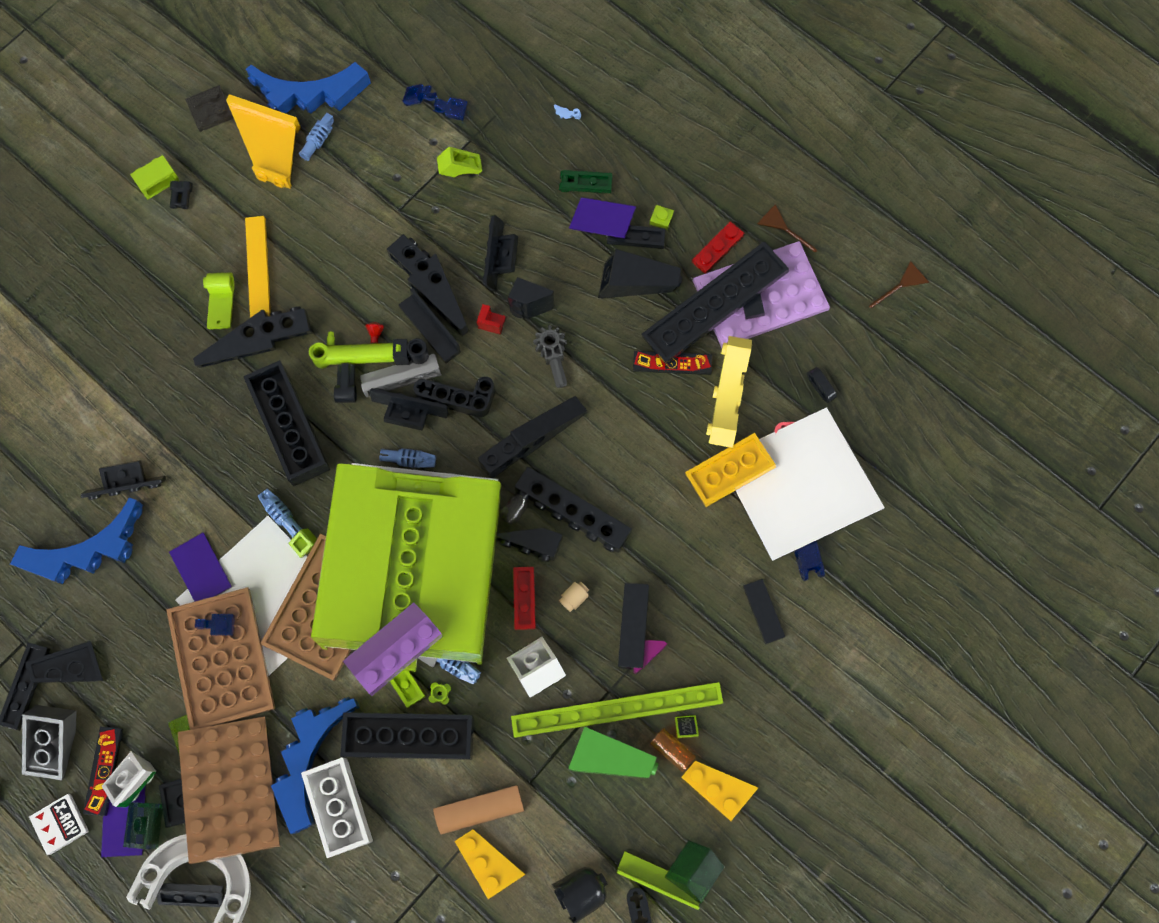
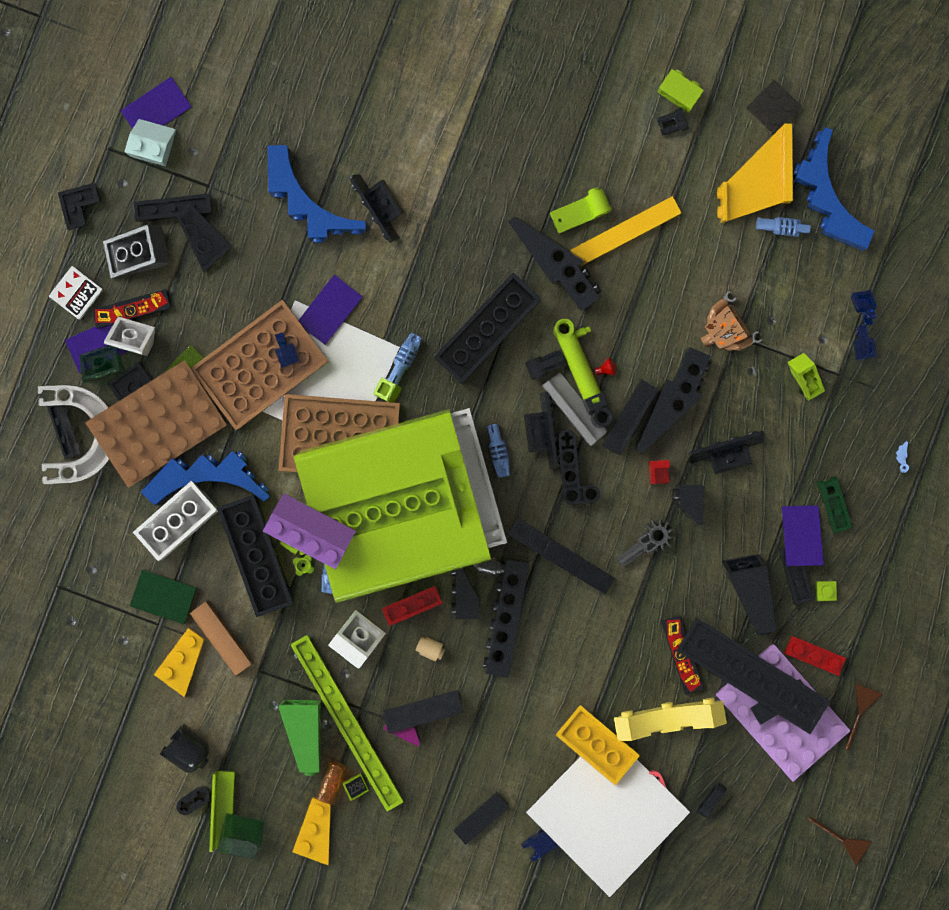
camera: 65 degrees right, 15 degrees up
(385, 212) = (727, 328): none -> medium nougat torso
(411, 856) = (163, 596): none -> dark green tile

